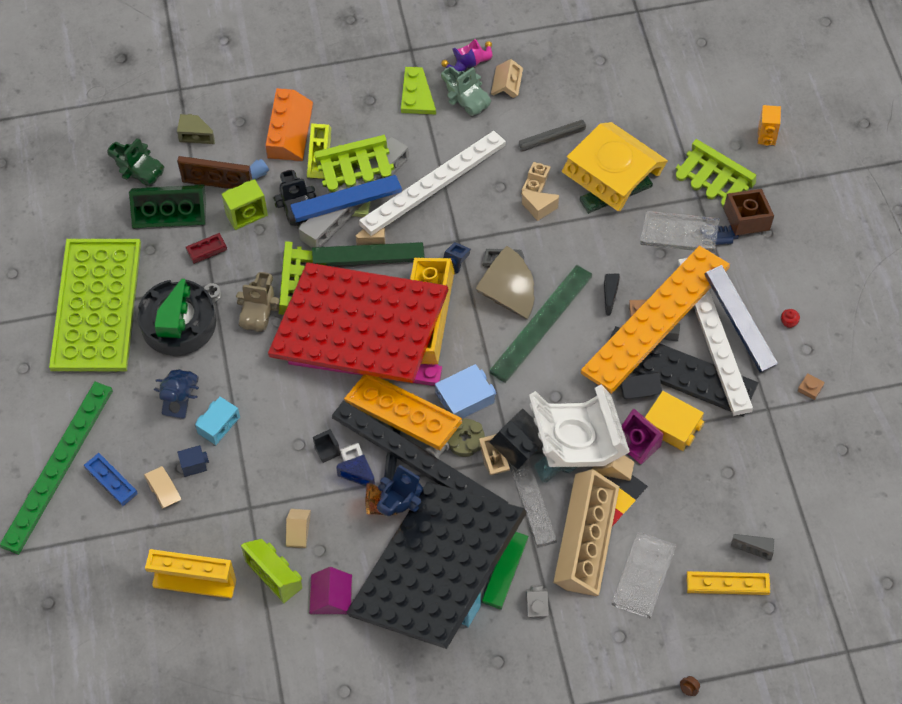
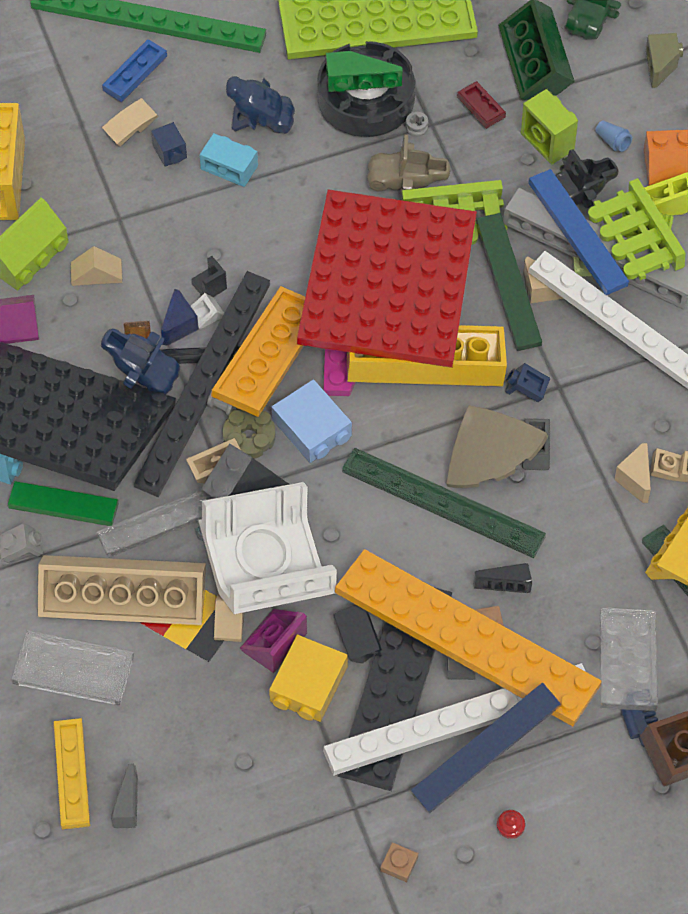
camera: 80 degrees right, 0 degrees up
(213, 172) = (590, 93): reddish brown tile -> none

